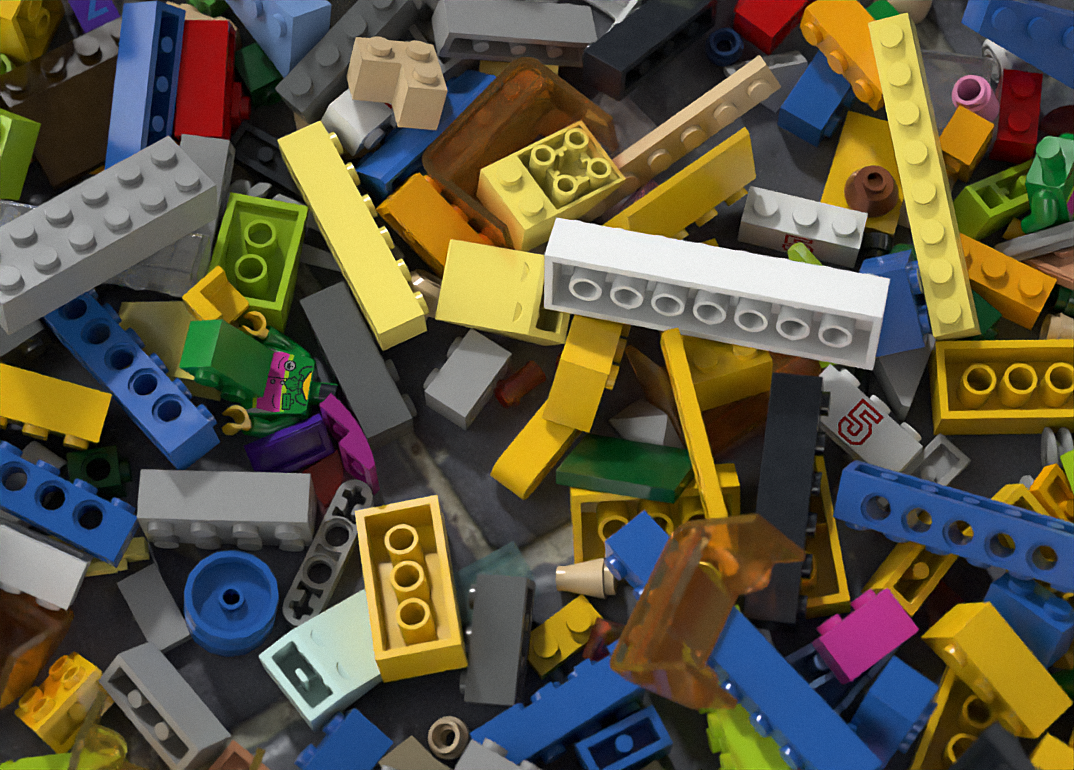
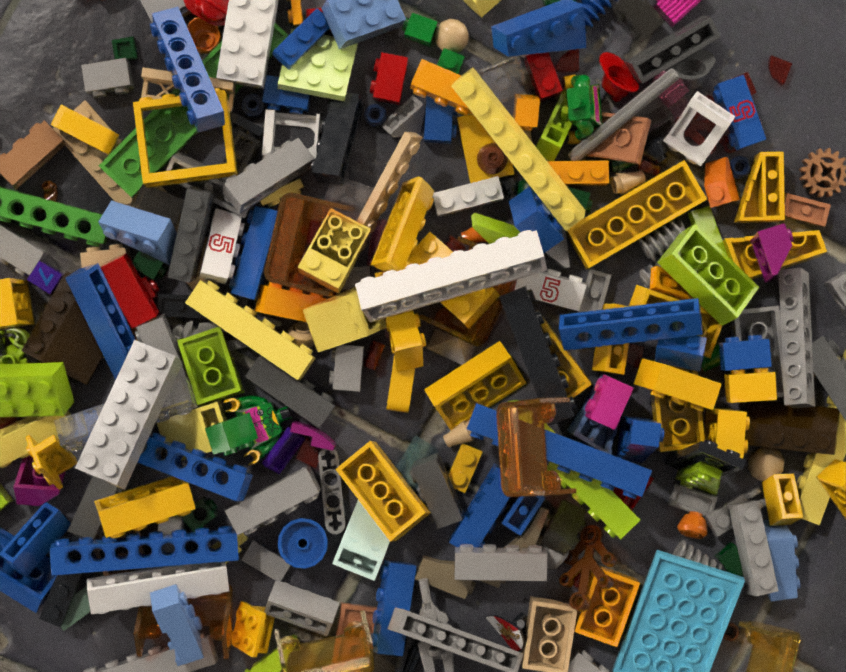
camera: 30 degrees left, 20 degrees up
(215, 298) = (208, 407): yellow panel -> none
(399, 75) = (229, 237): tan brick -> none
(439, 732) = (434, 549): tan plate -> none
(601, 636) = (485, 458): clear red tile -> none
(627, 468) = (453, 374): dark green tile -> none
(692, 424) = (482, 352): yellow tile -> none
(977, 96) = (515, 87): bright pink brick -> none

